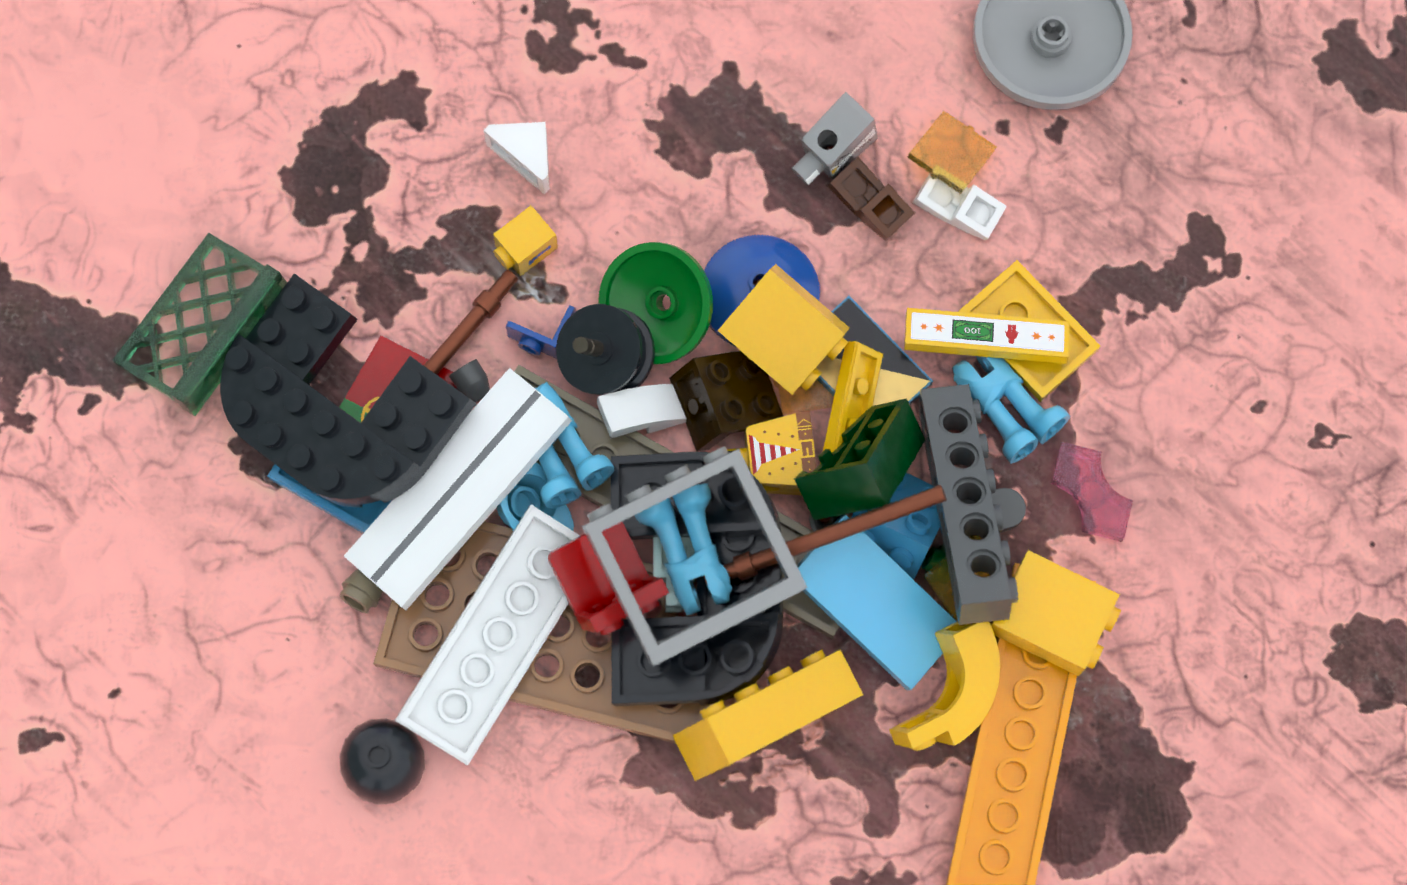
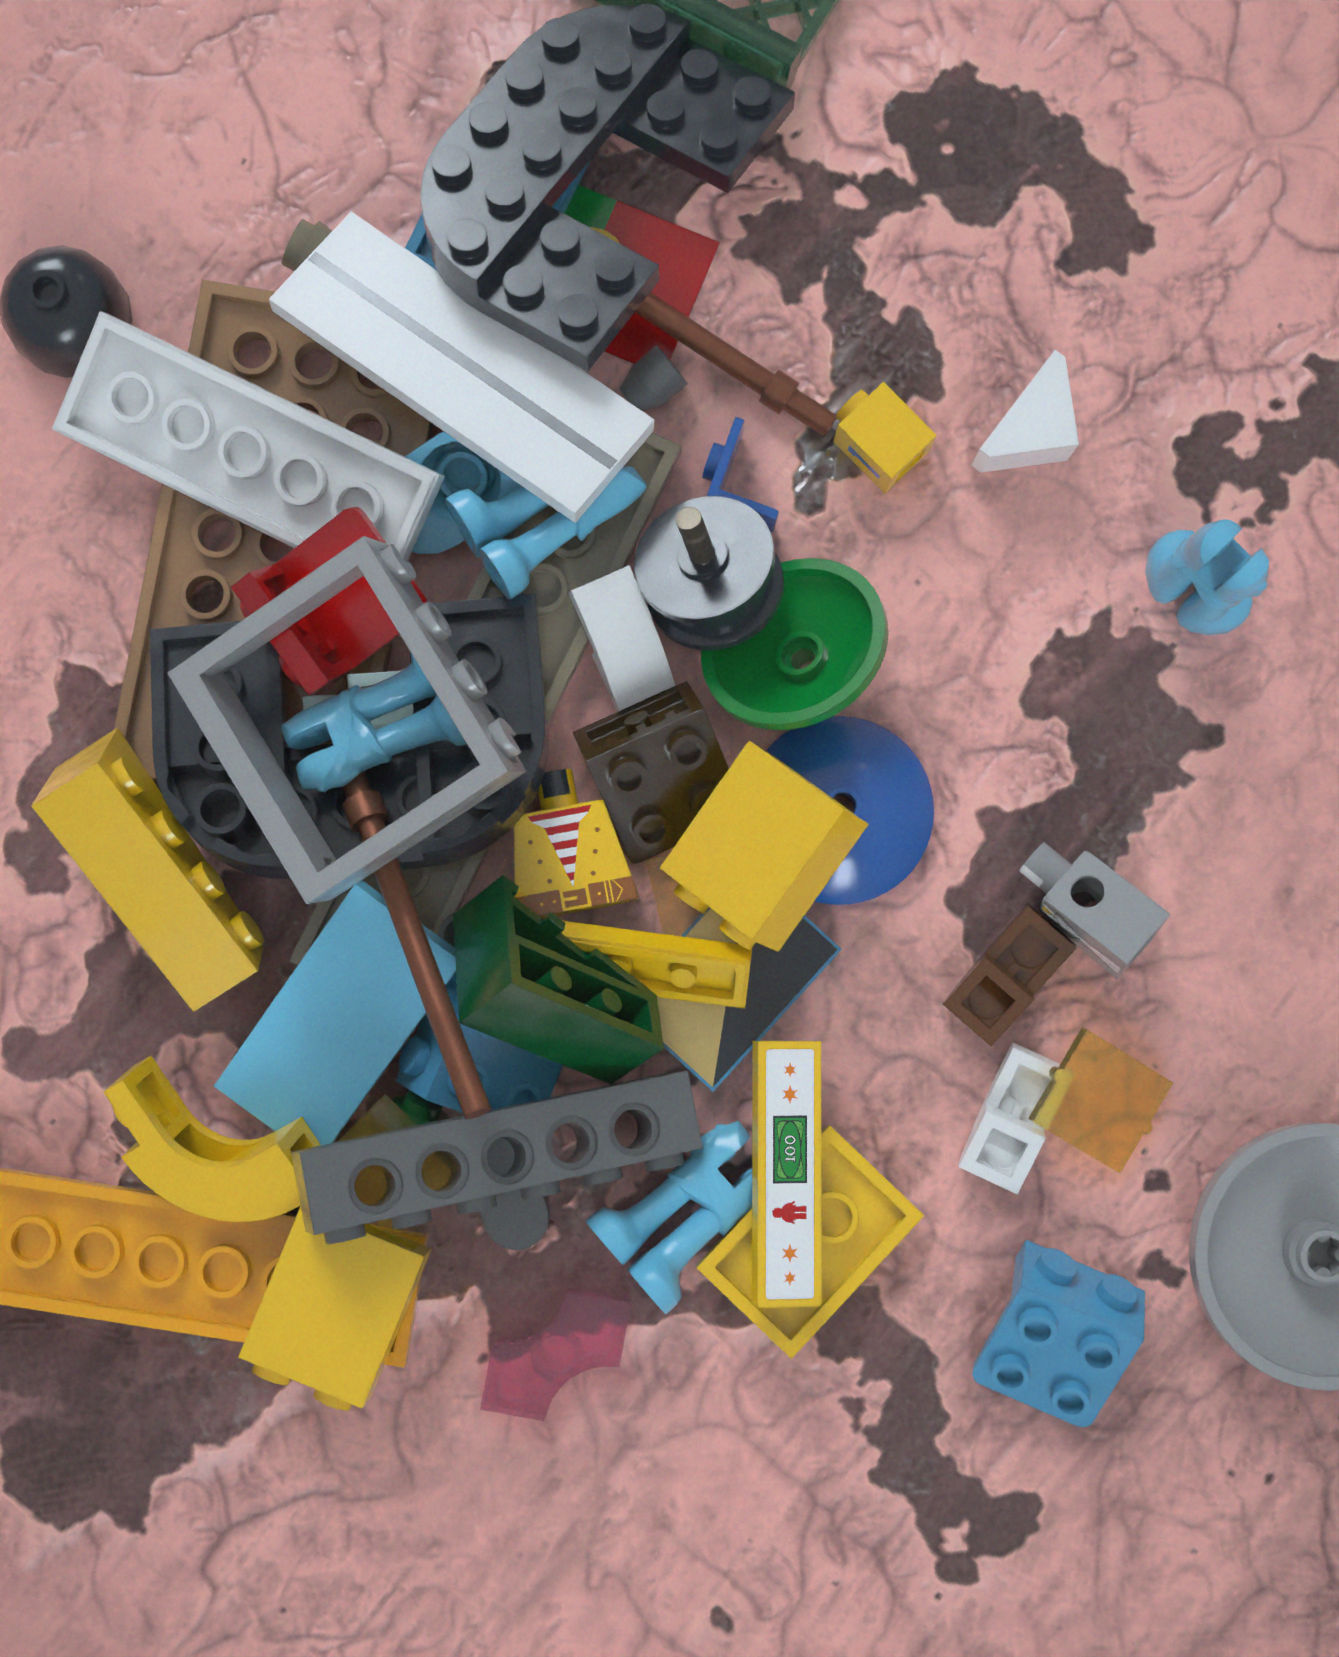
camera: 90 degrees right, 10 degrees up
(634, 52) = (1219, 570): none -> medium azure piece
(1094, 187) = (1062, 1336): none -> dark azure bracket

